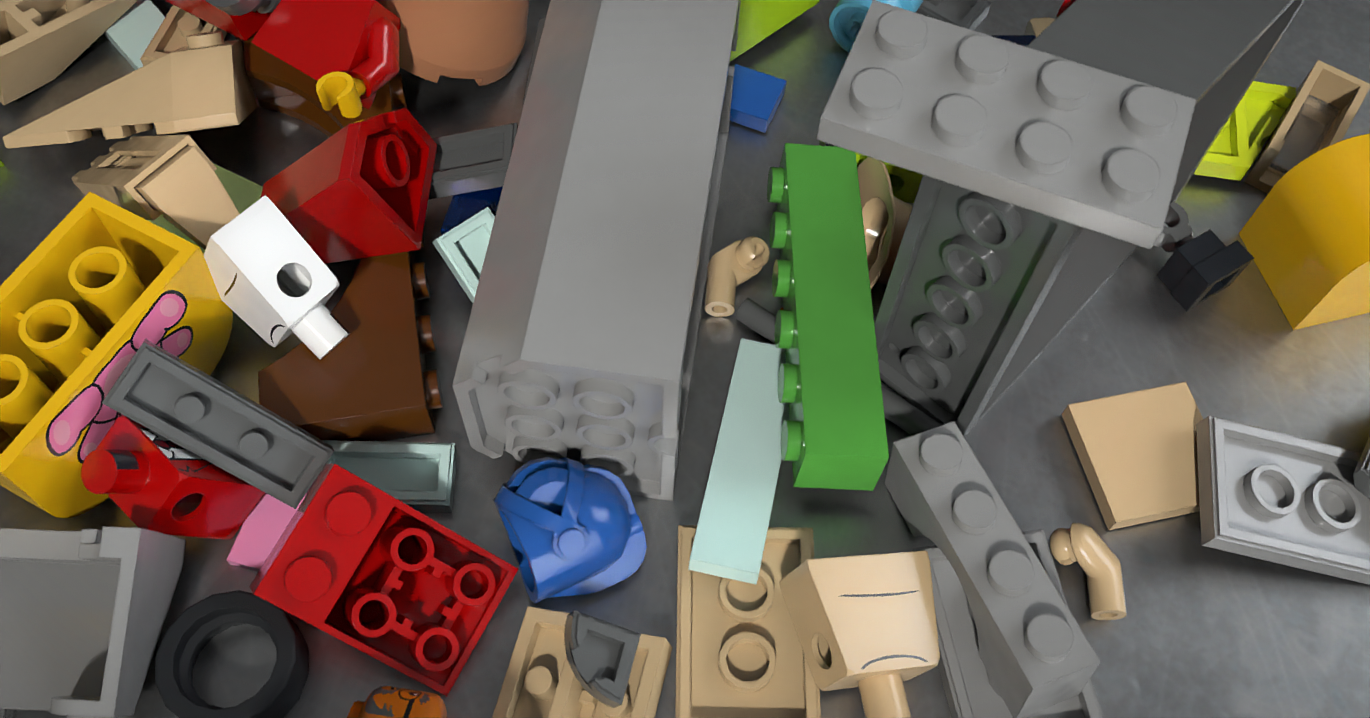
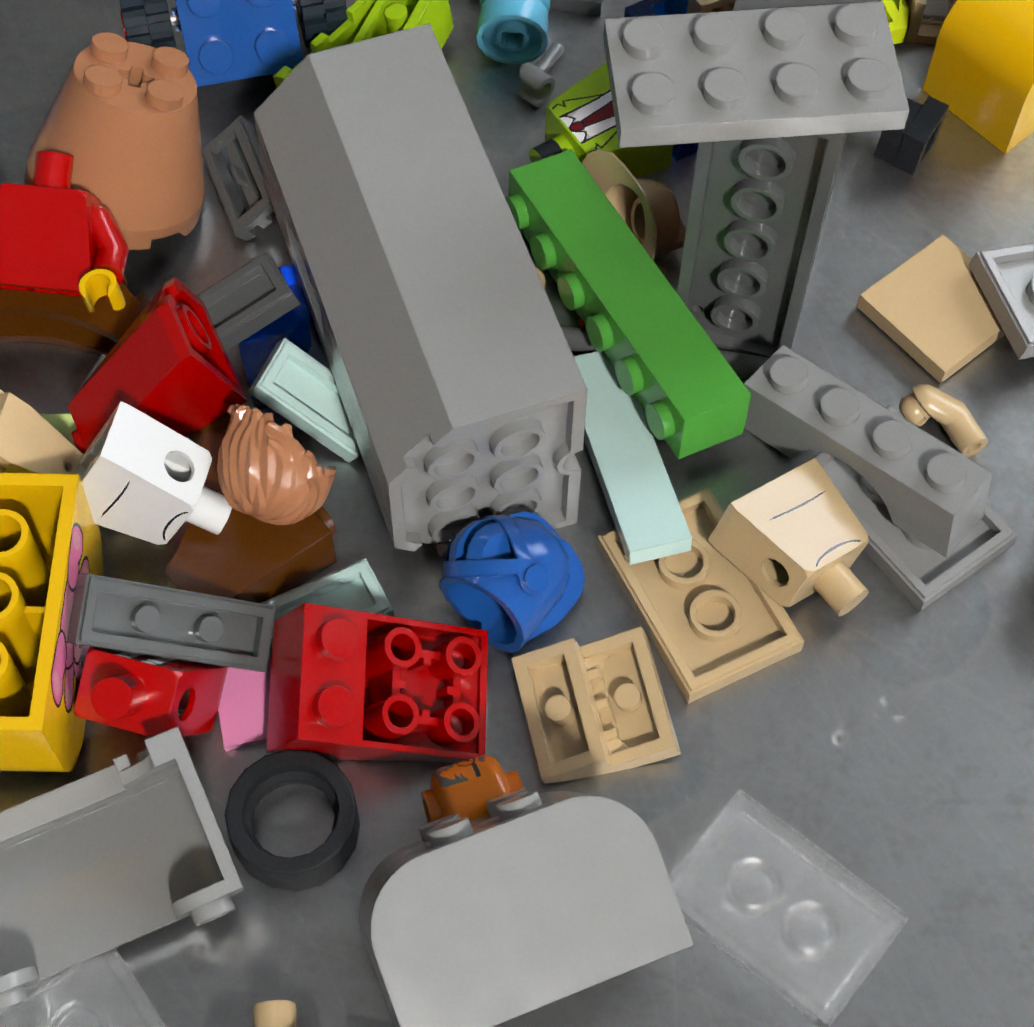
camera: 25 degrees left, 0 degrees up
(384, 321) = (268, 470): none -> nougat hair
(600, 656) = (599, 662): dark grey tile -> none

